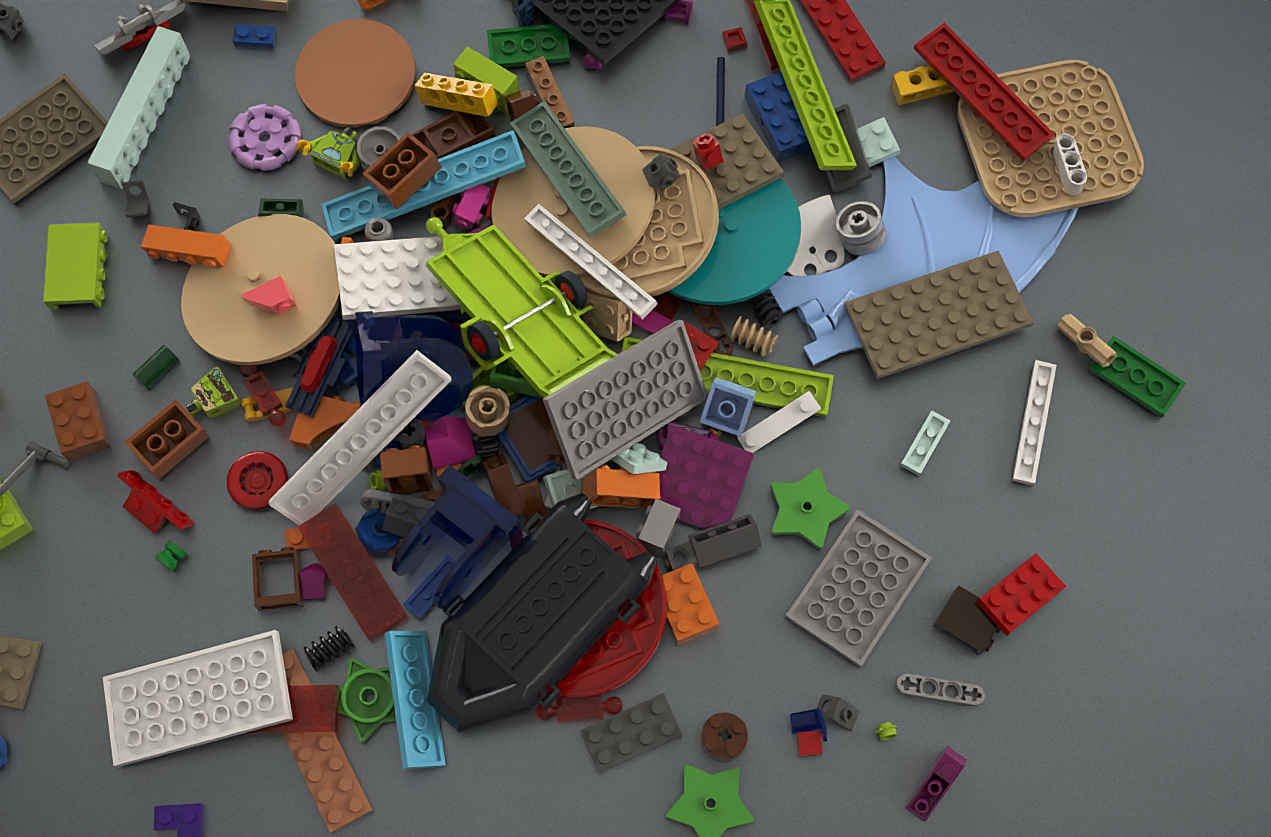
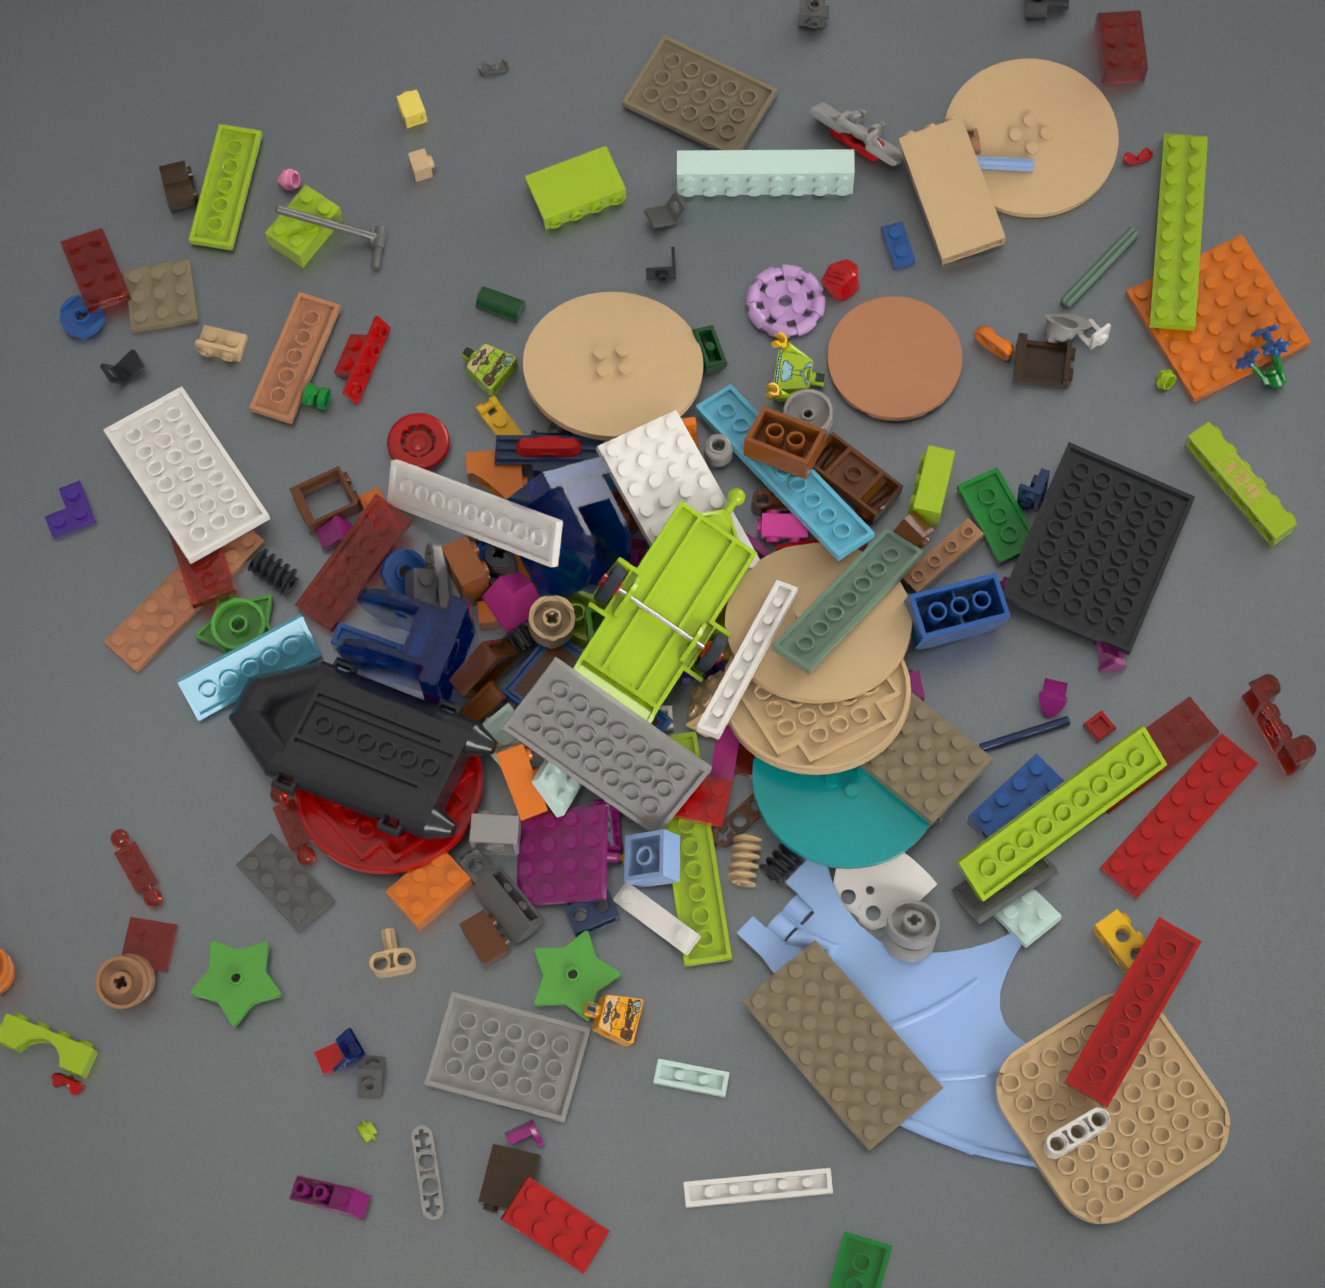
camera: 75 degrees right, 0 degrees up
(58, 726) = (124, 369): none -> black bracket
(75, 627) = (221, 343): none -> tan bracket
(77, 421) = (418, 259): dark orange brick -> none
(122, 563) = (295, 357): none -> nougat plate
(167, 439) = (426, 344): dark orange brick -> none
(186, 246) = (633, 277): orange brick -> none
(263, 394) = (501, 411): clear red plate -> none
(265, 87) = (841, 279): none -> red hair
(271, 296) = (598, 376): coral slope -> none
(456, 94) = (900, 463): yellow brick -> none
(471, 466) = (493, 629): dark green tile -> none
(605, 92) = (957, 611): none -> blue brick
(661, 172) = (872, 692): dark grey brick -> none
(698, 59) = (1052, 697): none -> magenta tile
(707, 151) = (919, 733): red brick -> none
(735, 657) = (392, 955): none -> tan beam
(735, 730) = (298, 960): reddish brown brick -> none
(747, 571) = (485, 939): none -> reddish brown brick
(760, 475) = (595, 919): none -> dark blue brick
(856, 484) = (615, 1017): none -> torso
(930, 596) = (524, 1131): none -> magenta tile
(1094, 348) = (865, 1227): tan piece -> none

